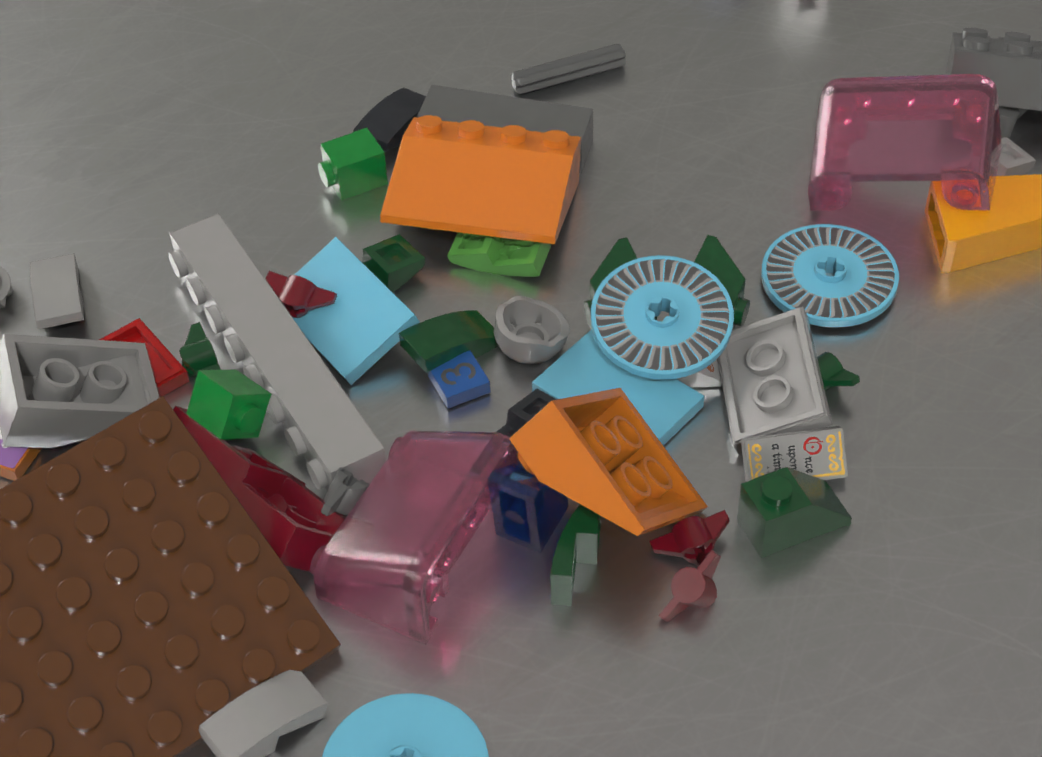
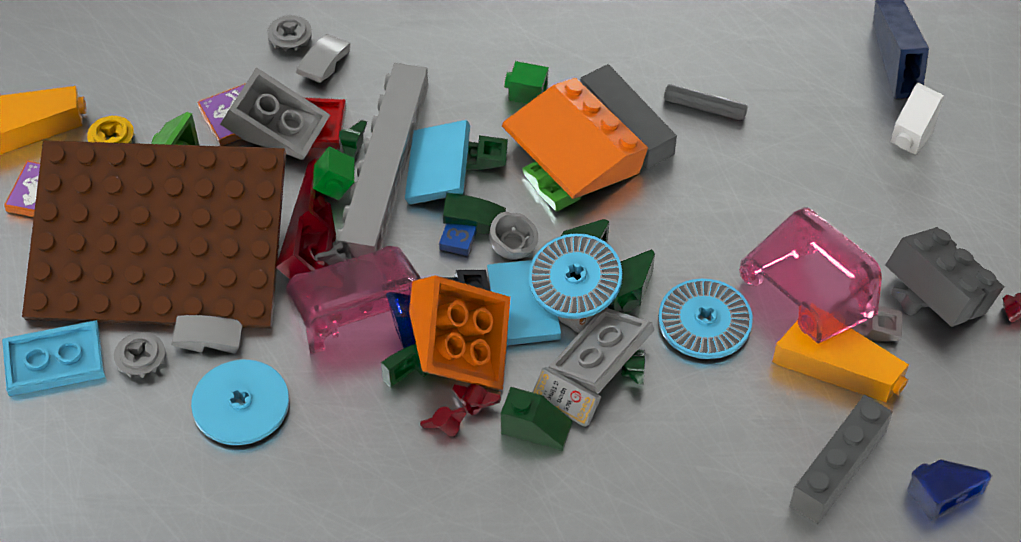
camera: 40 degrees right, 5 degrees up
(299, 294) = (419, 138): dark red piece -> none
(392, 117) = (575, 67): black slope -> none

